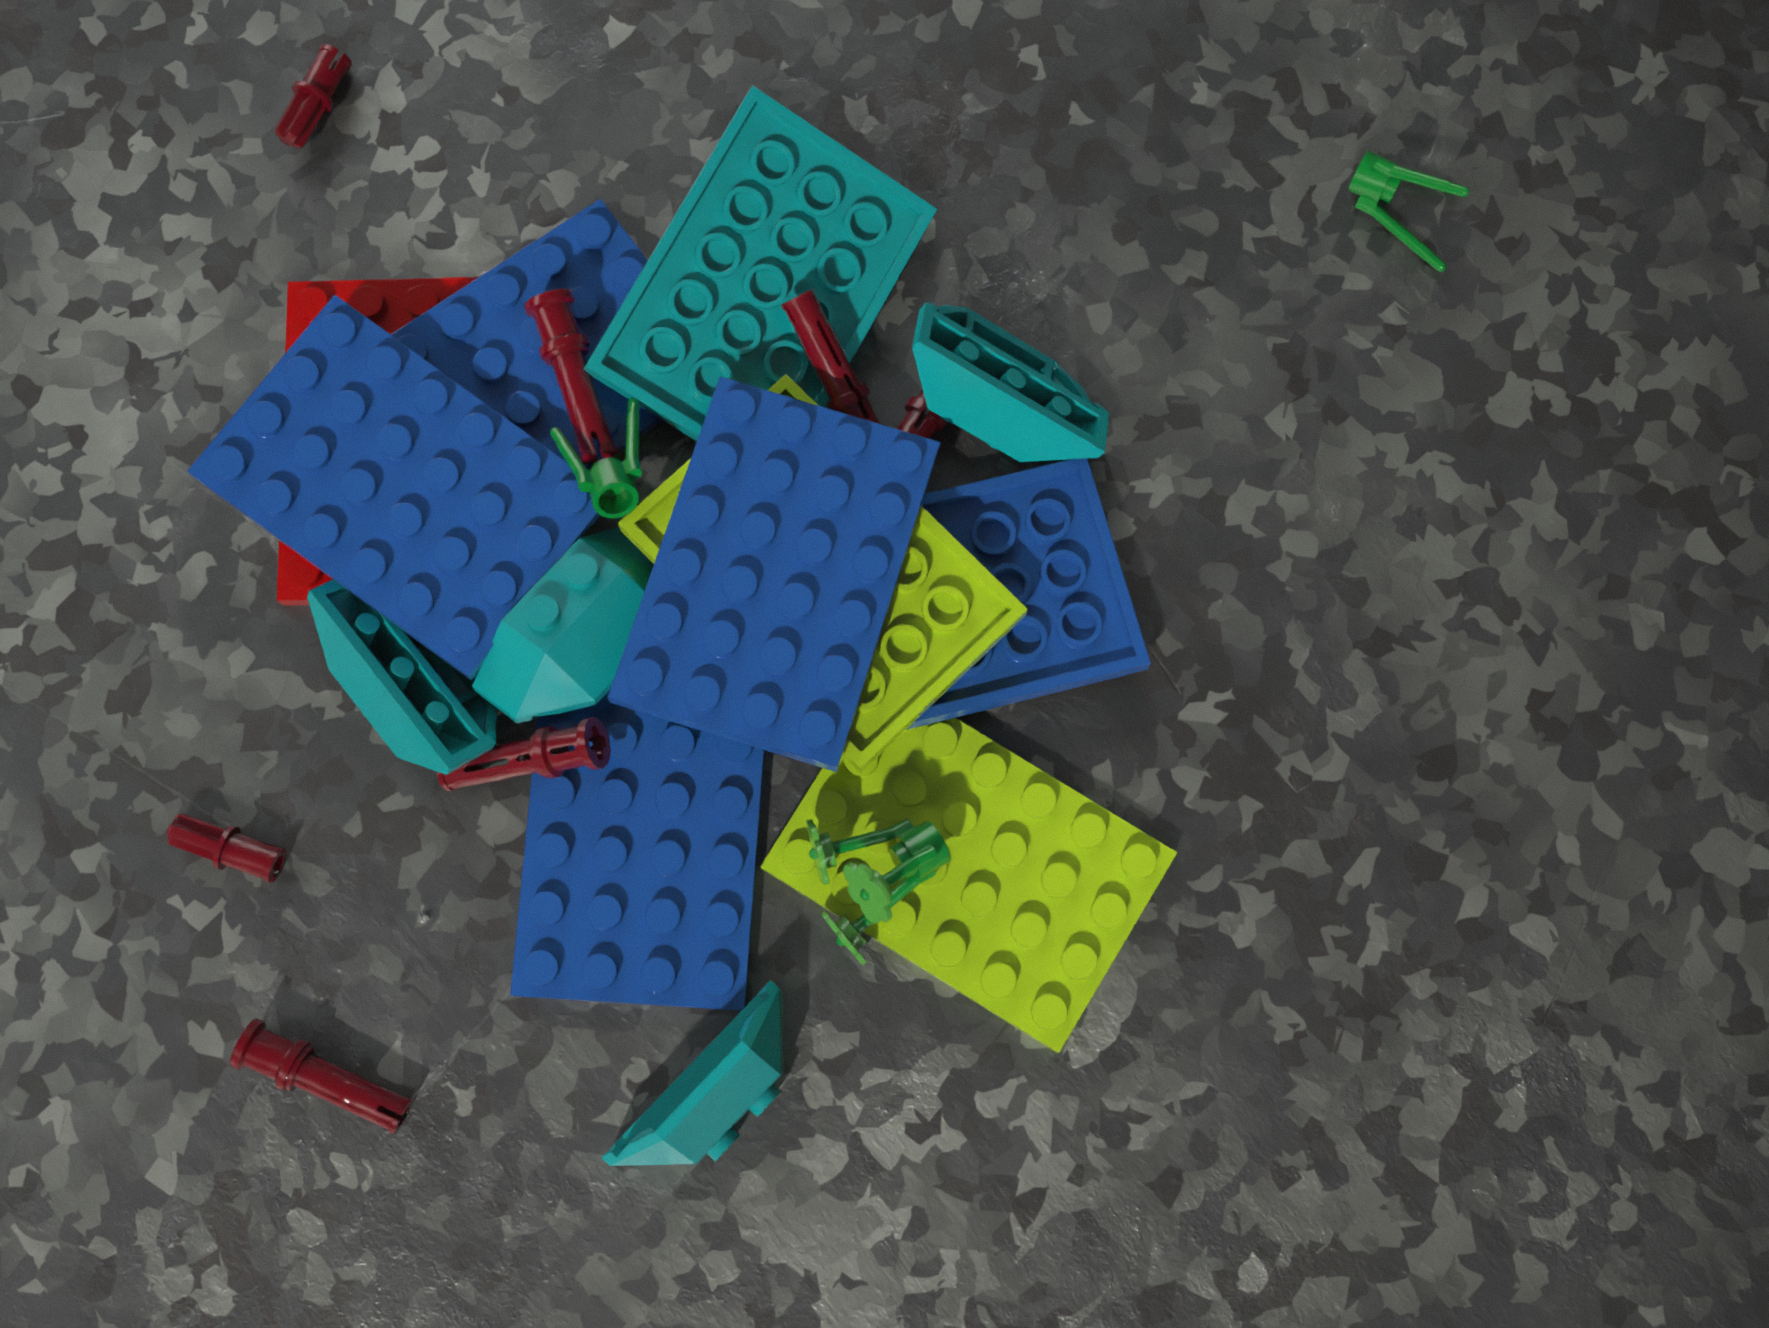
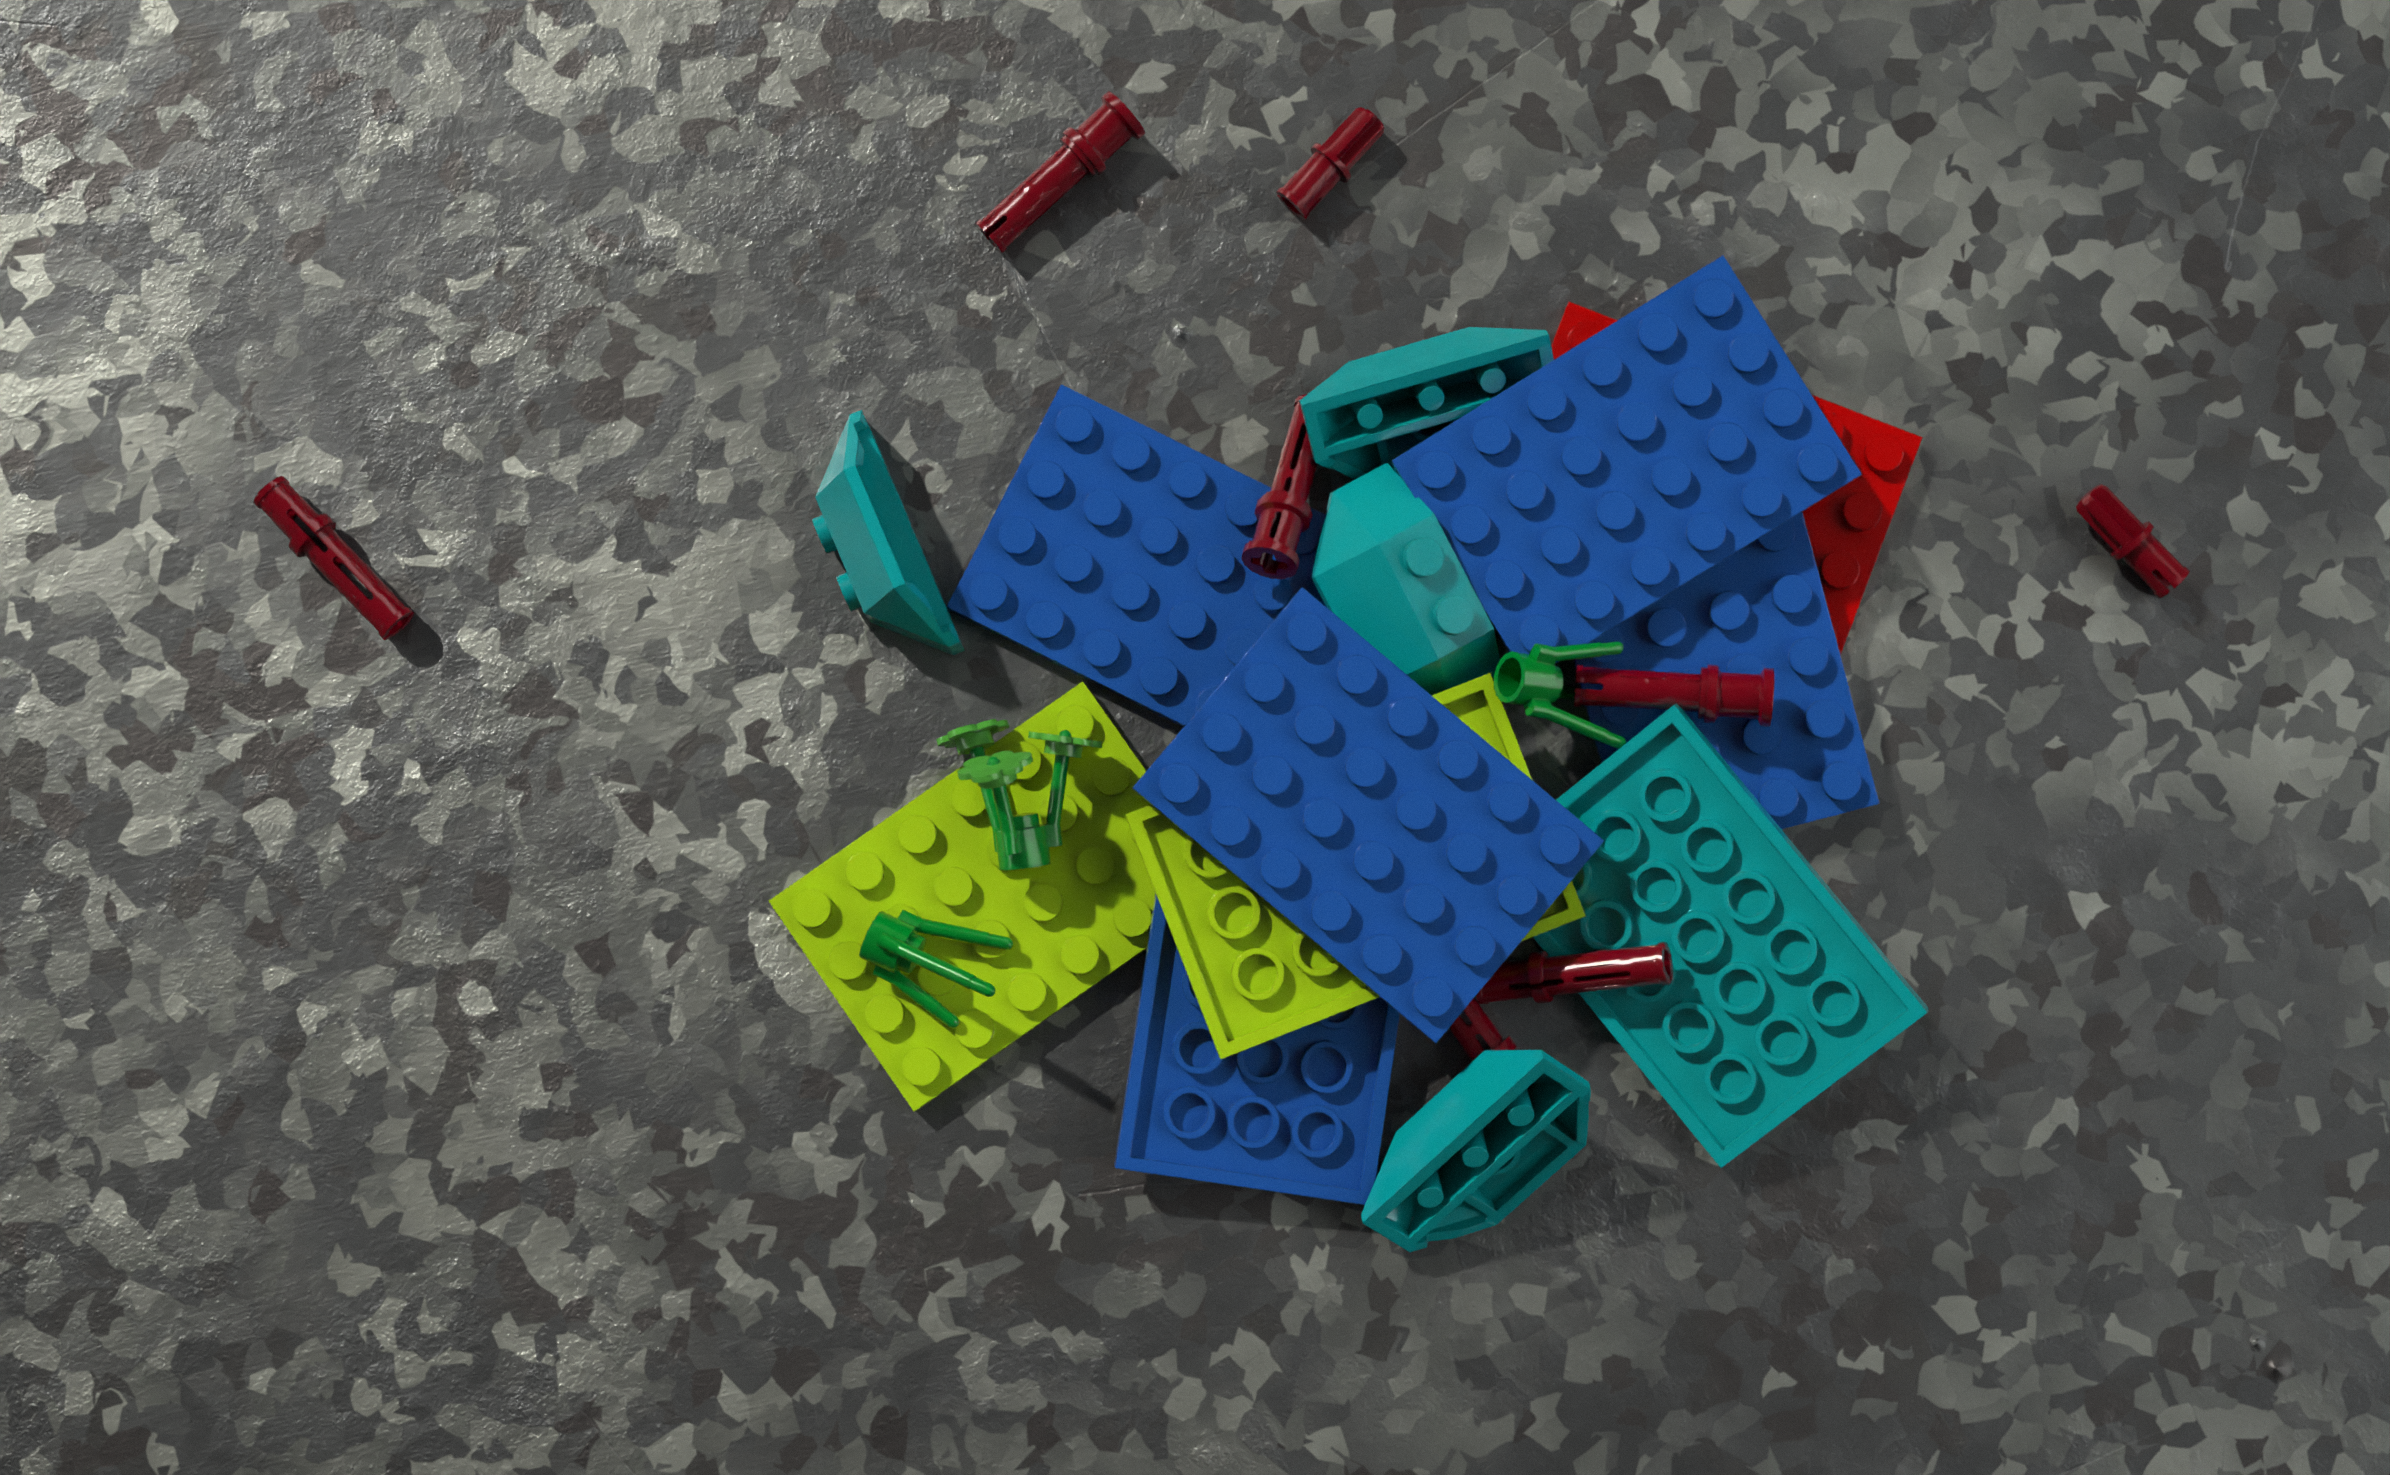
camera: 115 degrees right, 5 degrees up
(1052, 920) = (896, 946): none -> green plant

